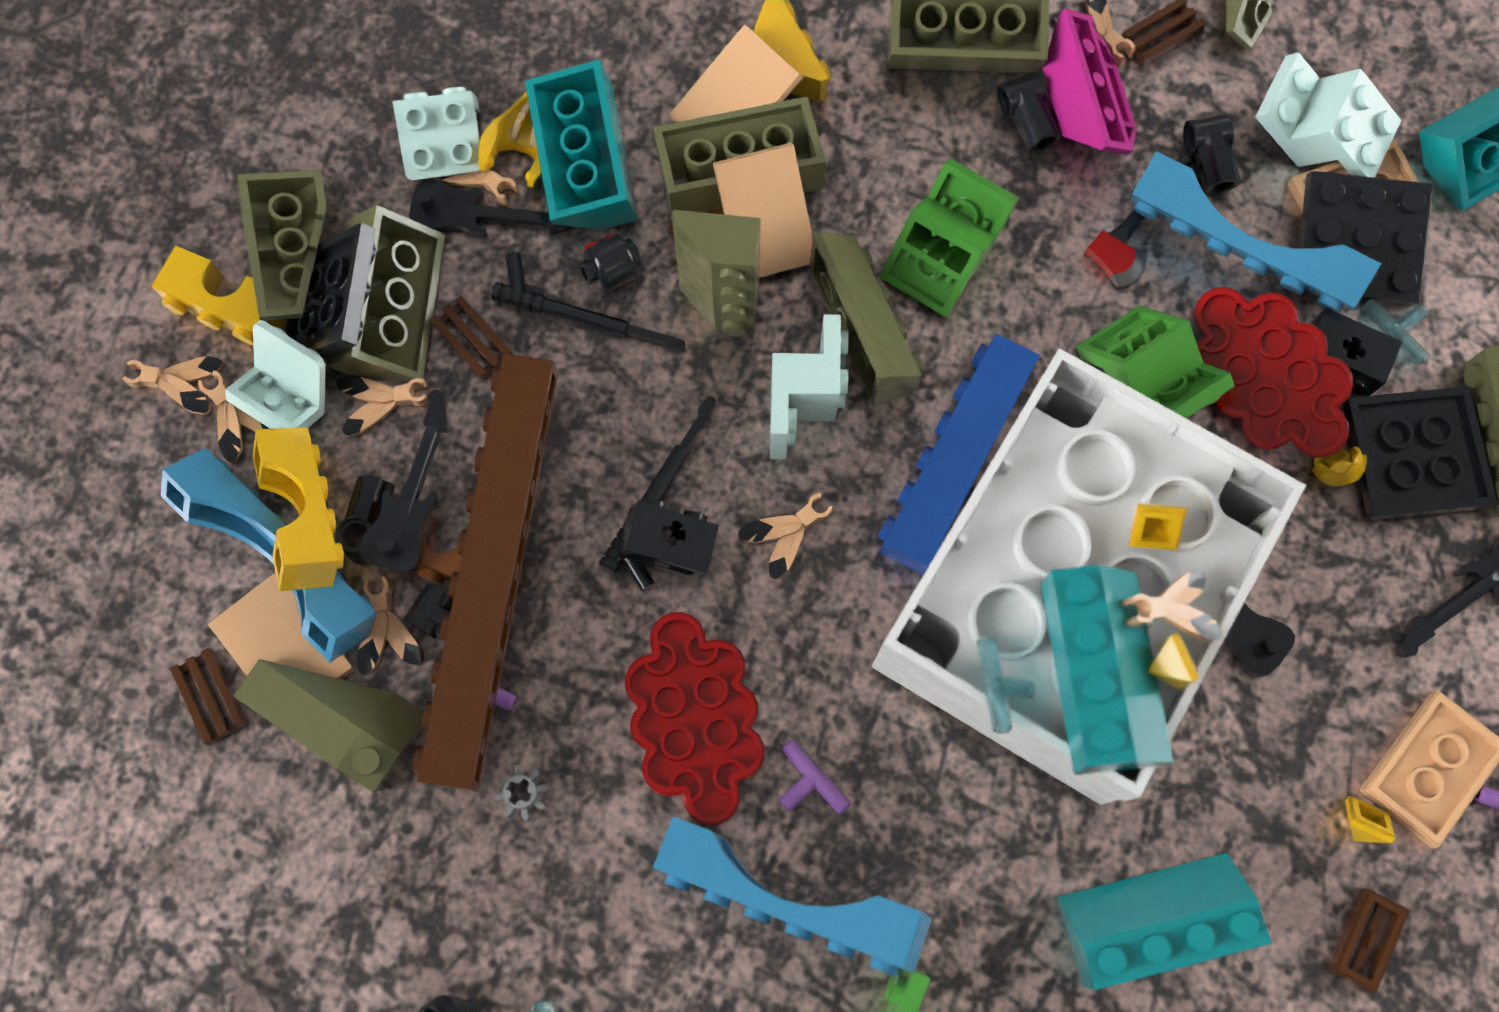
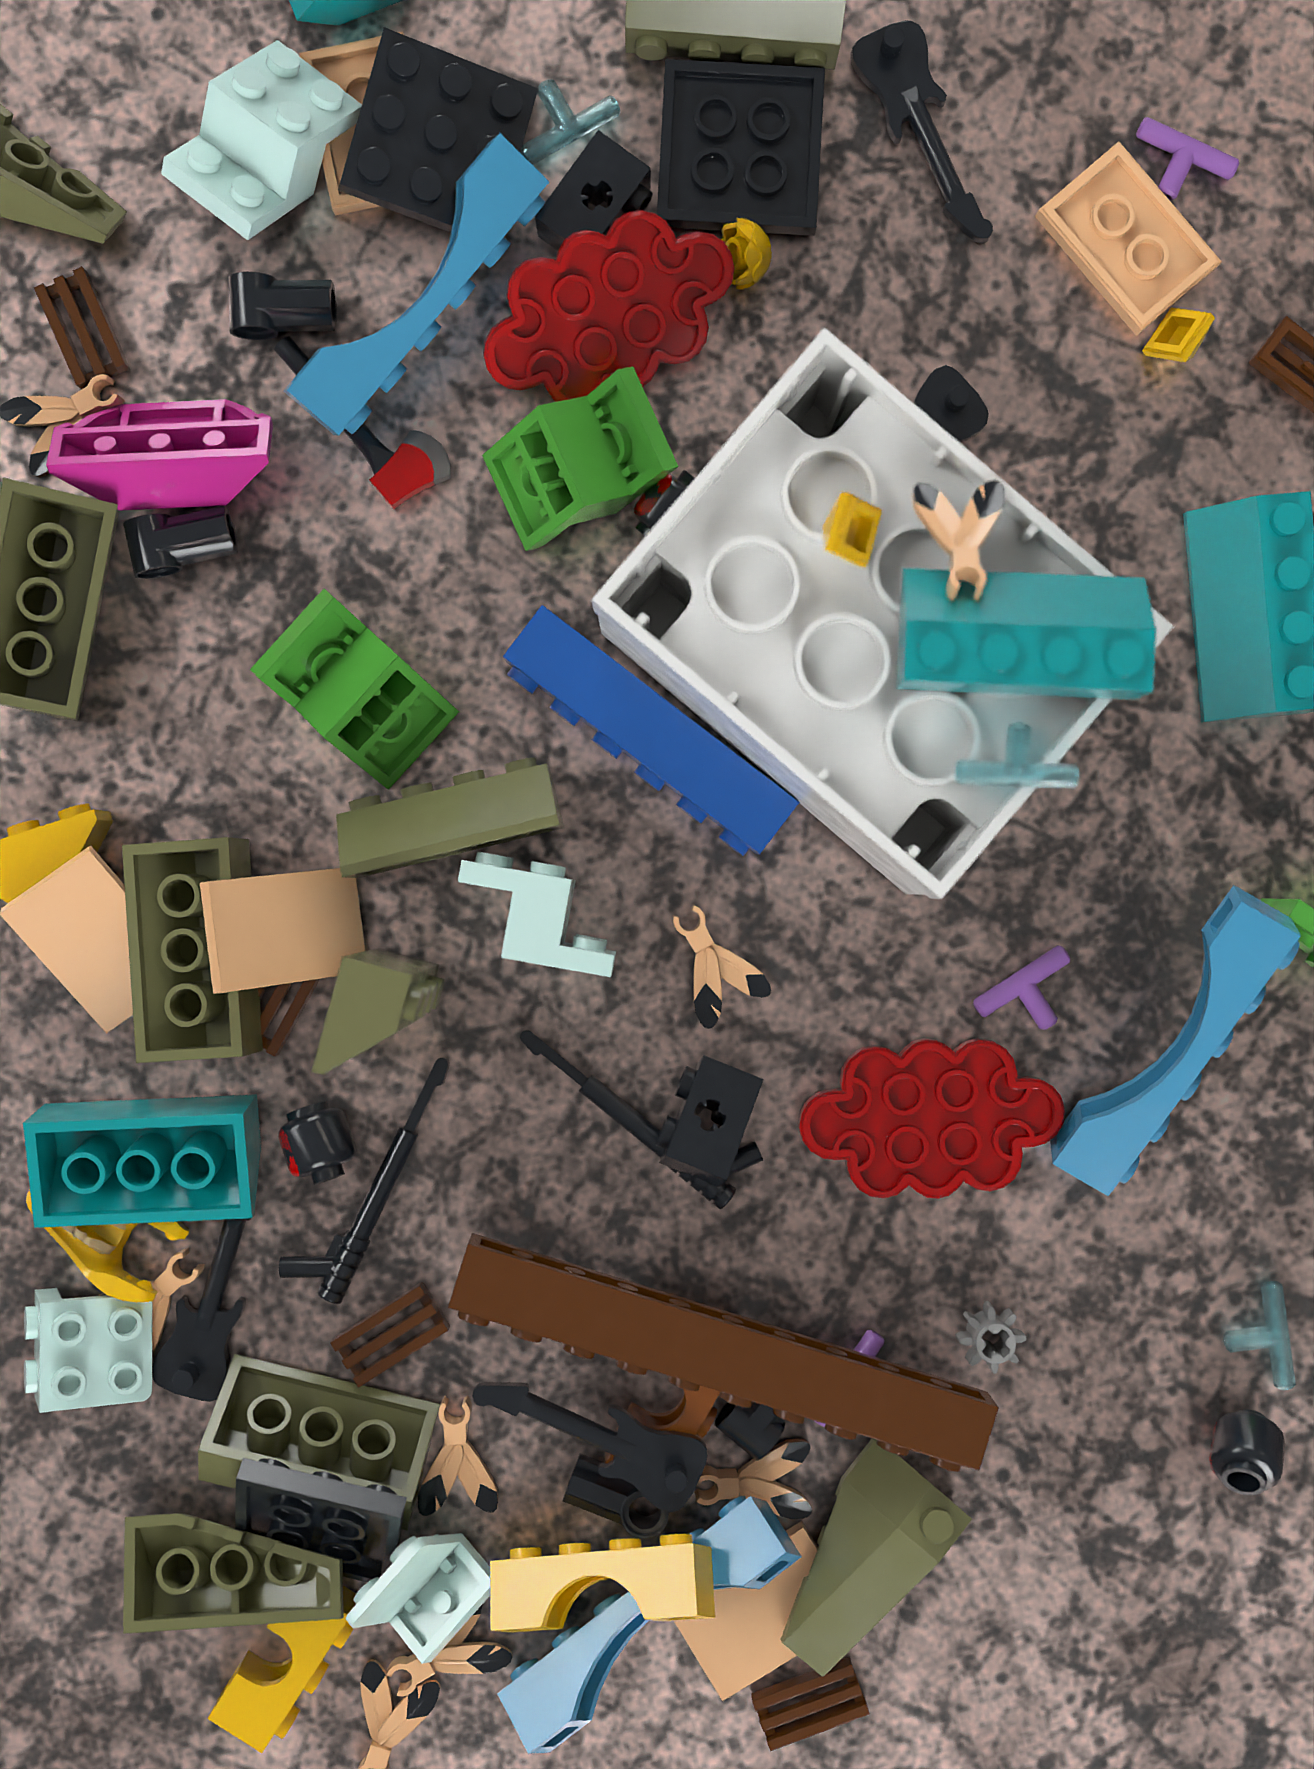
camera: 80 degrees left, 15 degrees up
(1173, 663) = (1029, 553): yellow slope -> none

